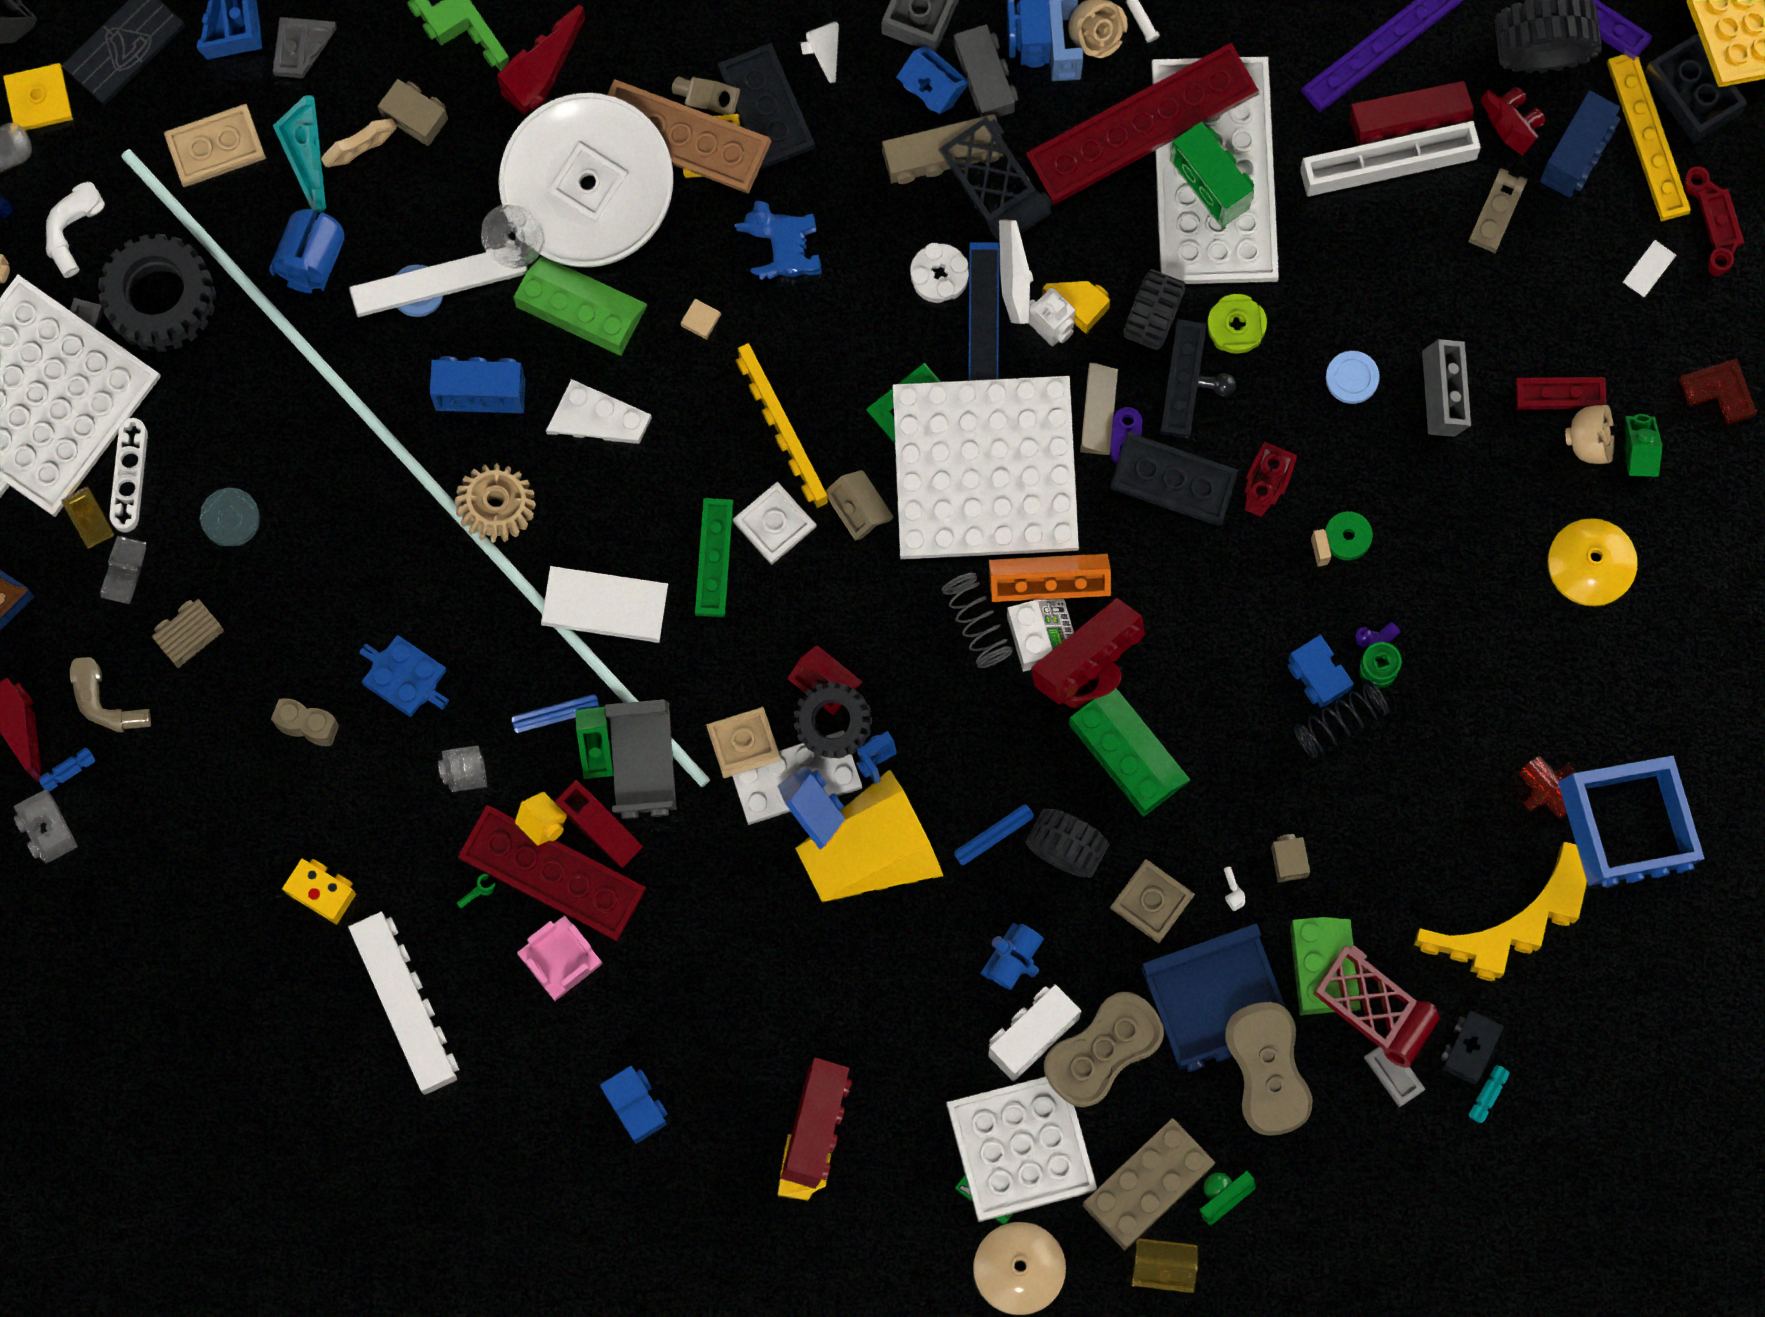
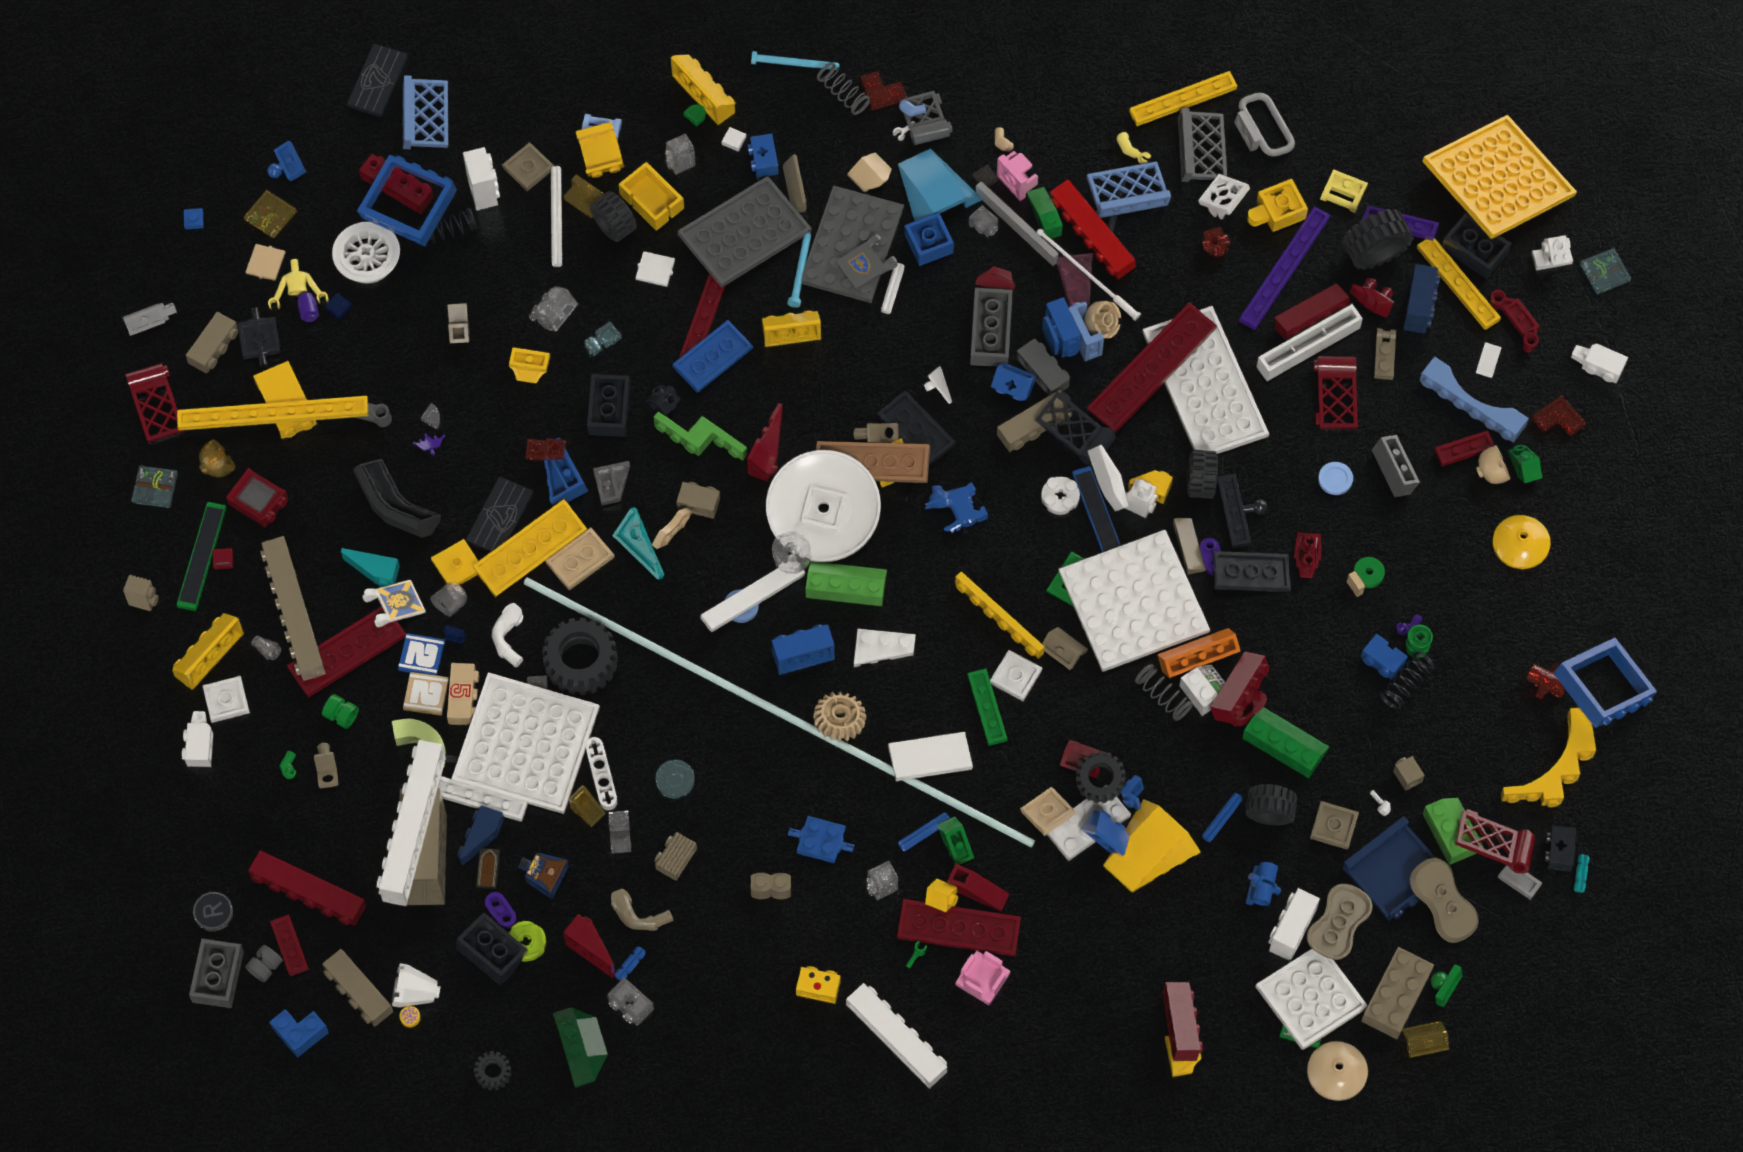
camera: 20 degrees left, 10 degrees down
(146, 107) = (529, 548): none -> yellow plate
(308, 250) = (662, 615): blue cylinder -> none
(633, 1105) = (1062, 1048): blue brick -> none
(642, 758) = (989, 840): dark grey panel -> none
(700, 319) = (923, 568): tan tile -> none
(1212, 174) = (1207, 383): green brick -> none
(1227, 337) = (1253, 479): lime plate -> none
(1412, 209) = (1336, 368): none -> dark red piece
(1637, 371) = (1503, 420): none -> medium blue arch

